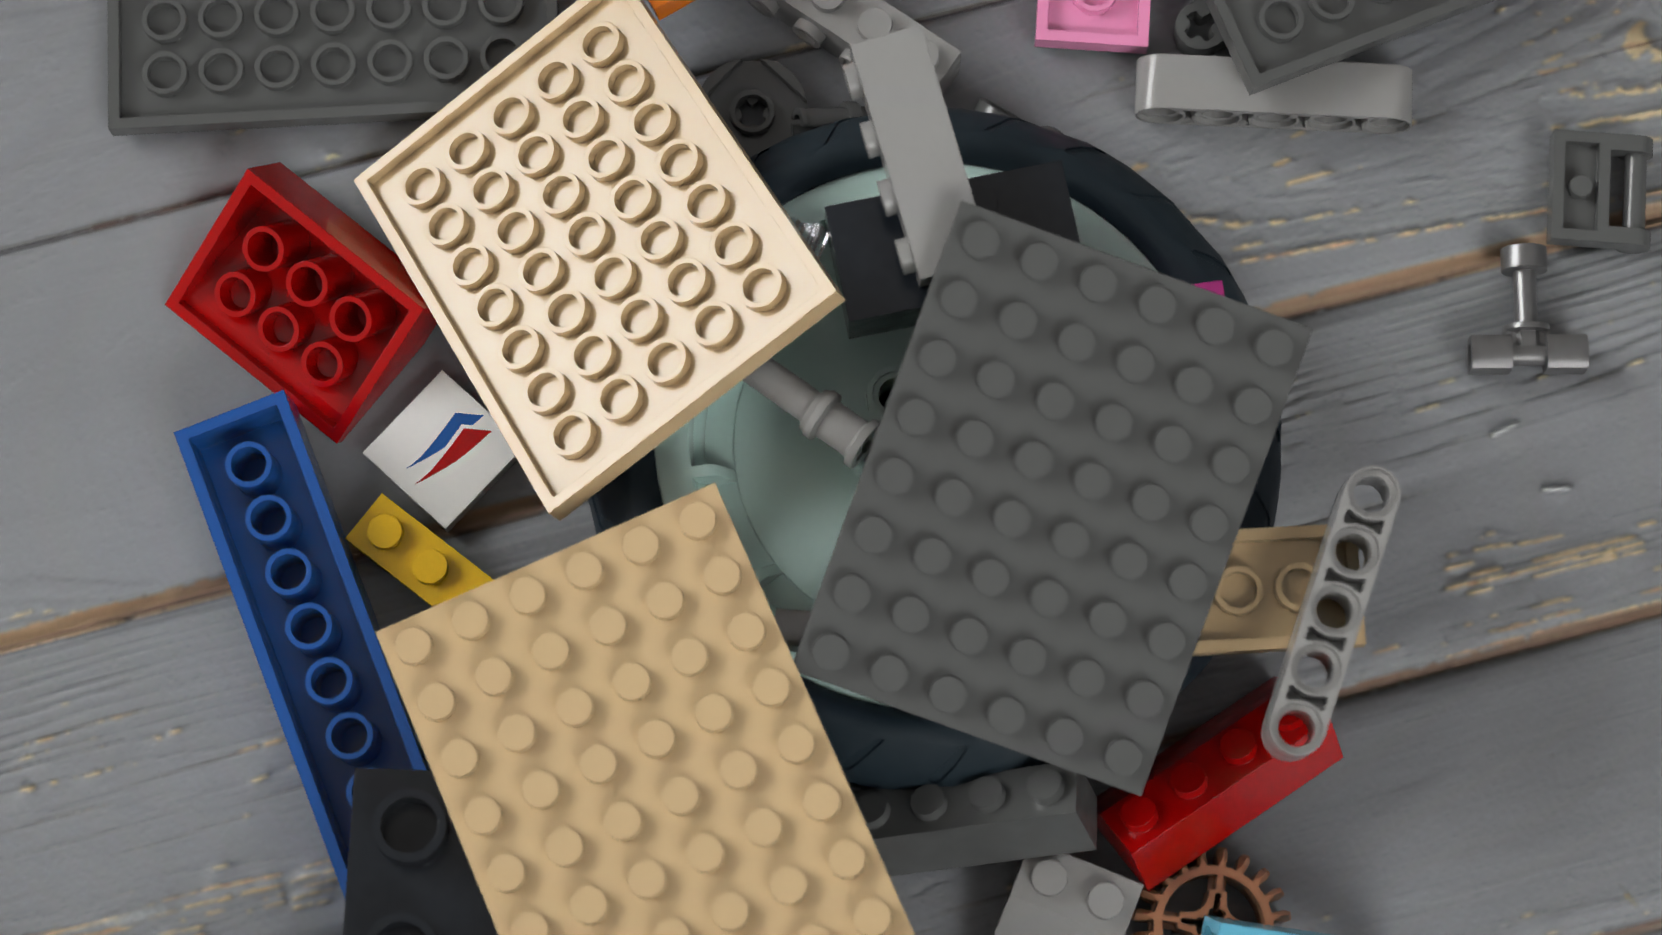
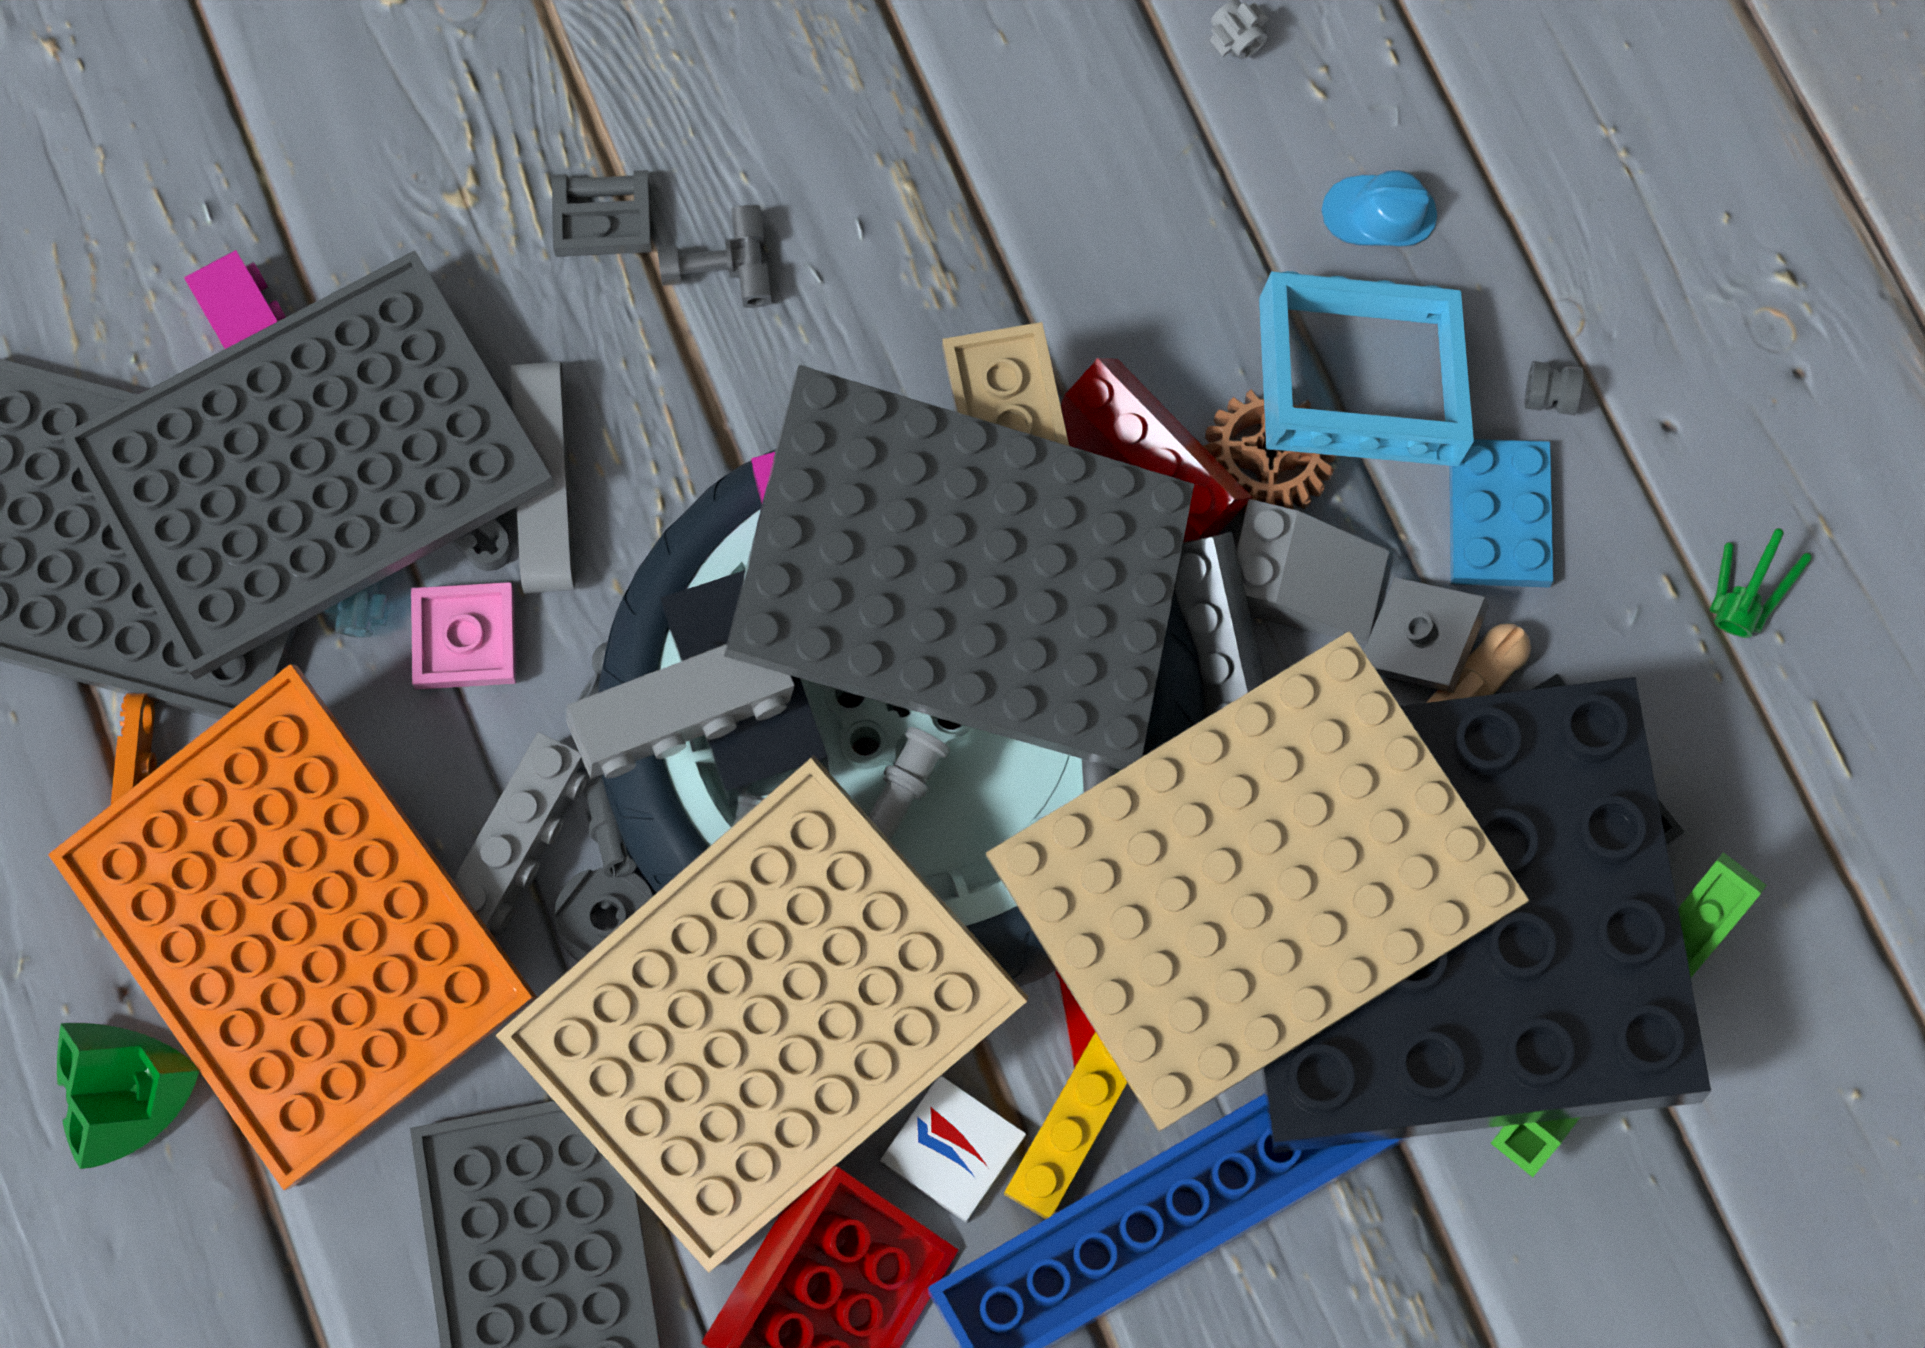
camera: 100 degrees left, 5 degrees down
(1352, 592) = (1009, 325): light grey beam -> none

